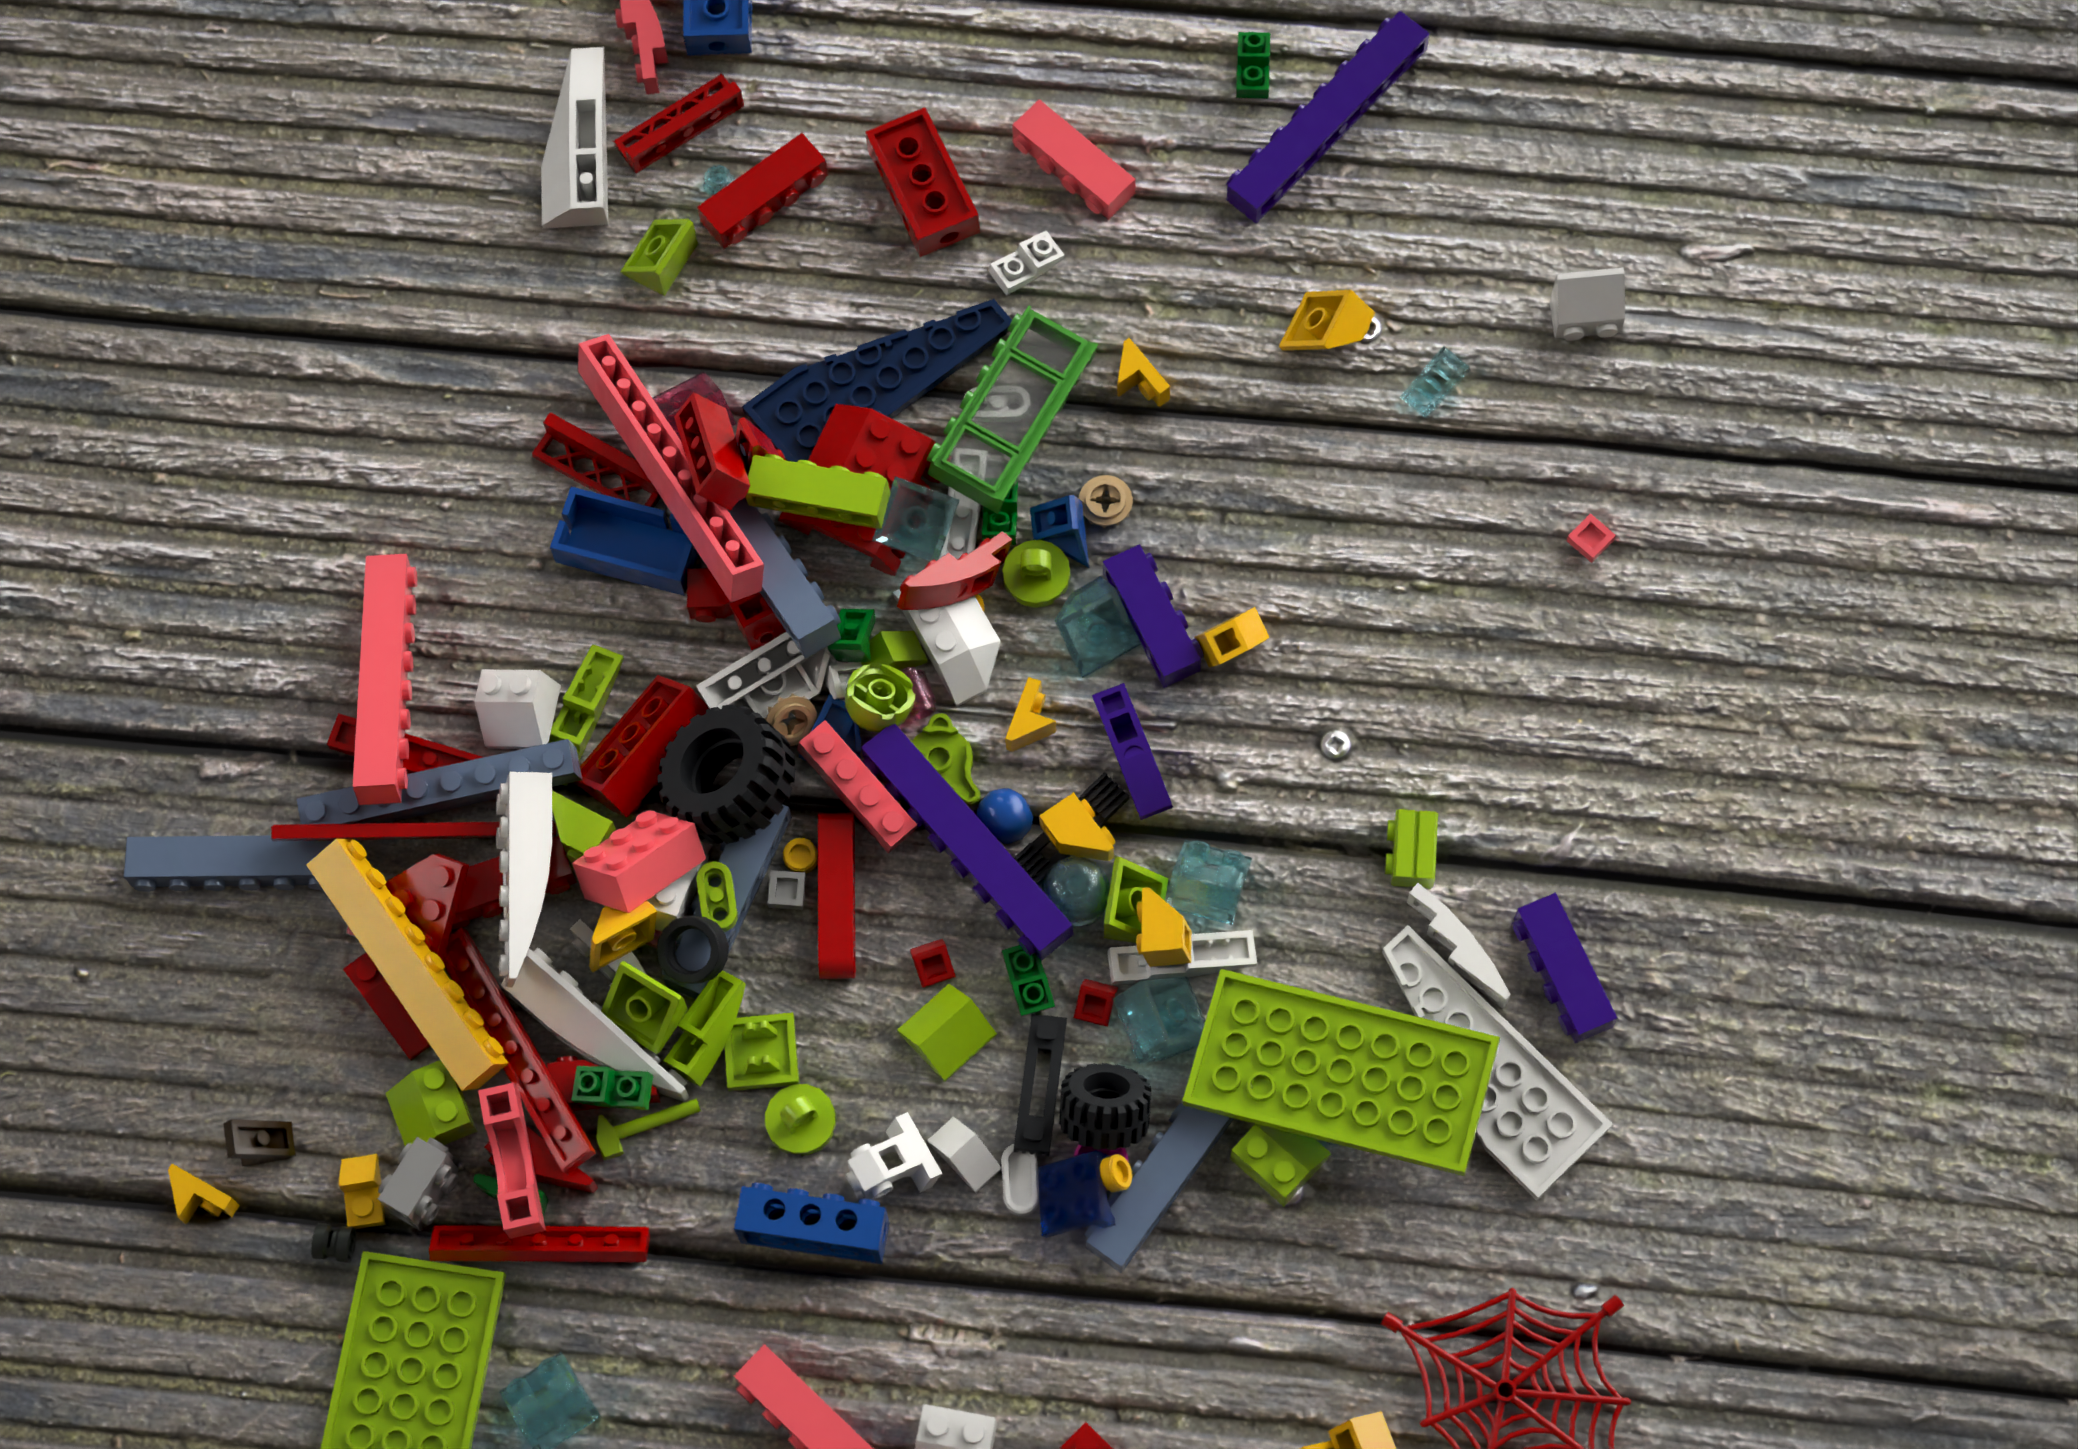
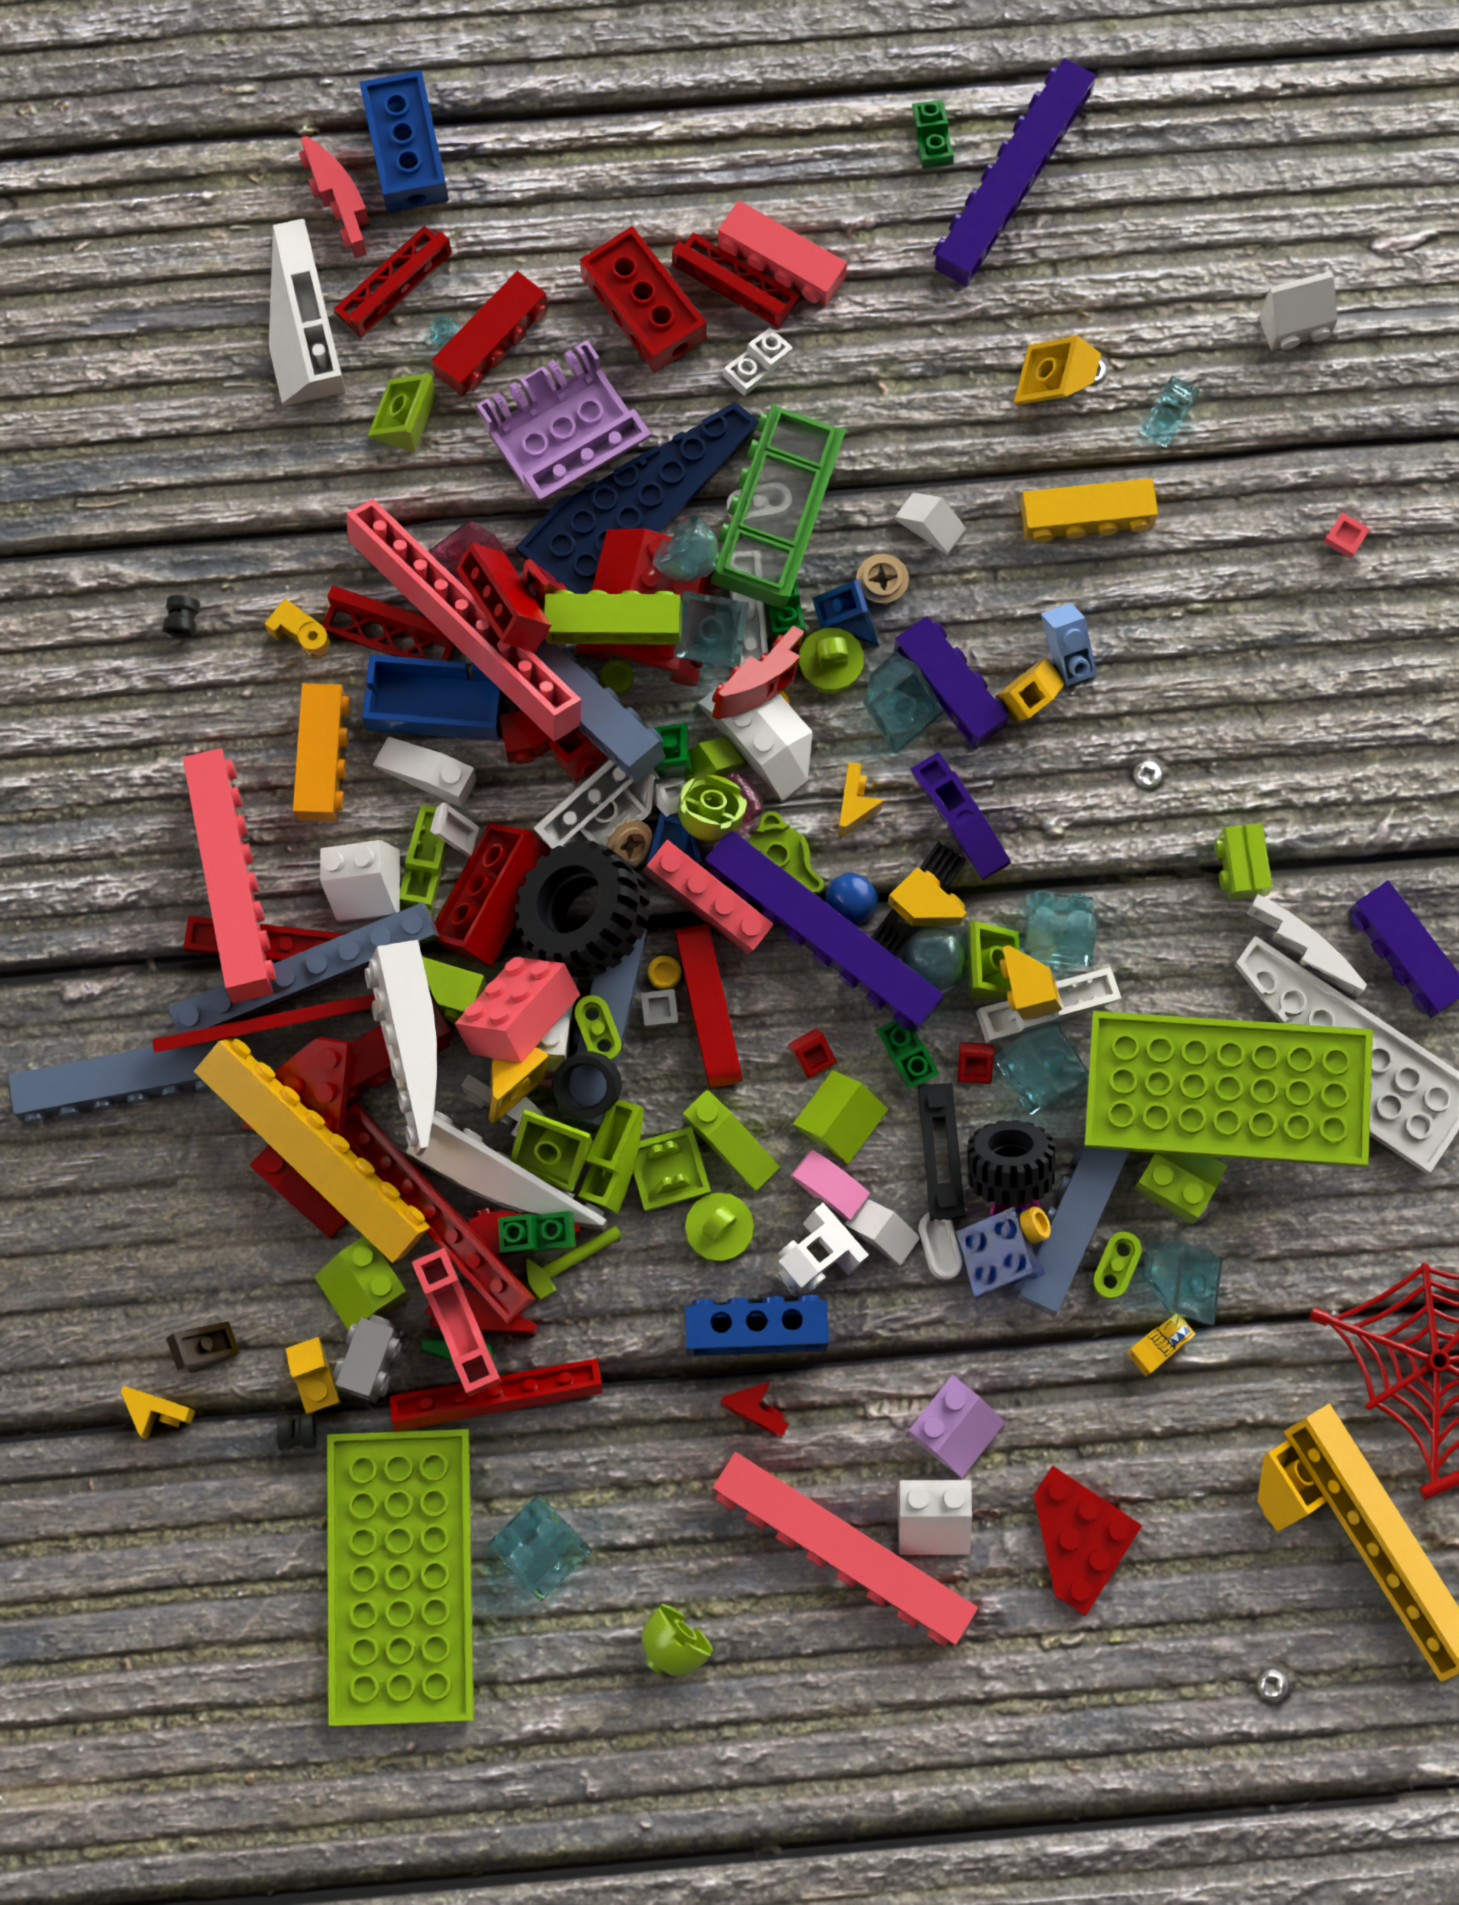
camera: 15 degrees left, 5 degrees up
(396, 418) = (181, 616): none -> pearl dark grey wheel
(504, 576) = (320, 752): none -> light orange brick
(510, 447) = (299, 627): none -> yellow leg
(607, 612) = (427, 770): none -> white slope
(619, 674) = (454, 829): none -> white tile
(789, 1301) = (746, 1405): none -> red slope
(814, 294) = (562, 426): none -> lavender slope
(816, 553) = (617, 676): none -> lime tile
(829, 1034) = (730, 1140): none -> lime slope
(907, 438) = (688, 552): none -> clear light blue cylinder
(921, 1096) = (831, 1184): none -> bright pink slope
(995, 1363) = (956, 1426): none -> lavender slope
(1017, 183) = (734, 285): none -> red fence
(1137, 369) = (887, 446): yellow slope -> none
(1168, 452) = (931, 520): none -> white slope
(1194, 1233) = (1116, 1266): none -> lime plate
(1222, 1319) = (1160, 1344): none -> yellow leg
(1260, 1259) = (1184, 1279): none -> clear light blue slope
(1281, 598) = (1069, 643): none -> light blue slope
(1330, 467) = (1088, 510): none -> yellow brick

